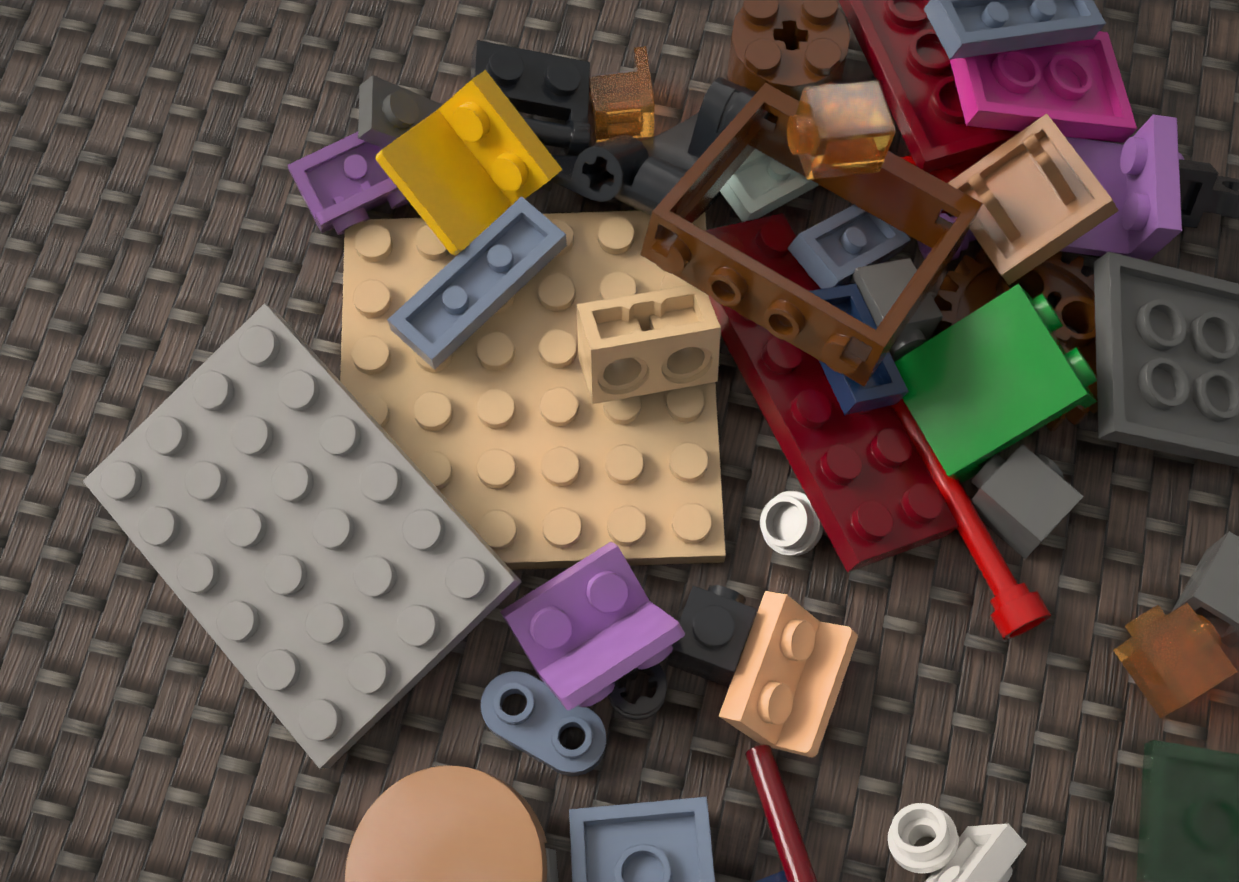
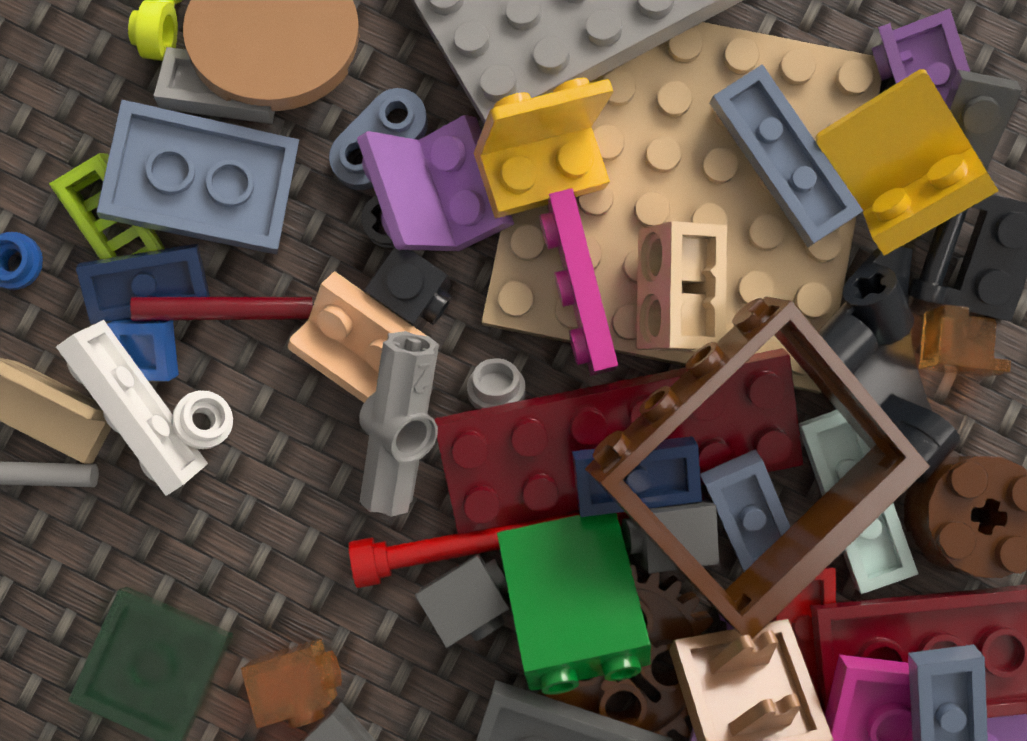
camera: 105 degrees right, 15 degrees up
(536, 515) = (542, 146): none -> yellow bracket
(665, 448) = (578, 283): none -> dark pink plate
(841, 129) = (850, 515): clear orange brick -> none
(867, 599) = (398, 422): none -> light grey piece

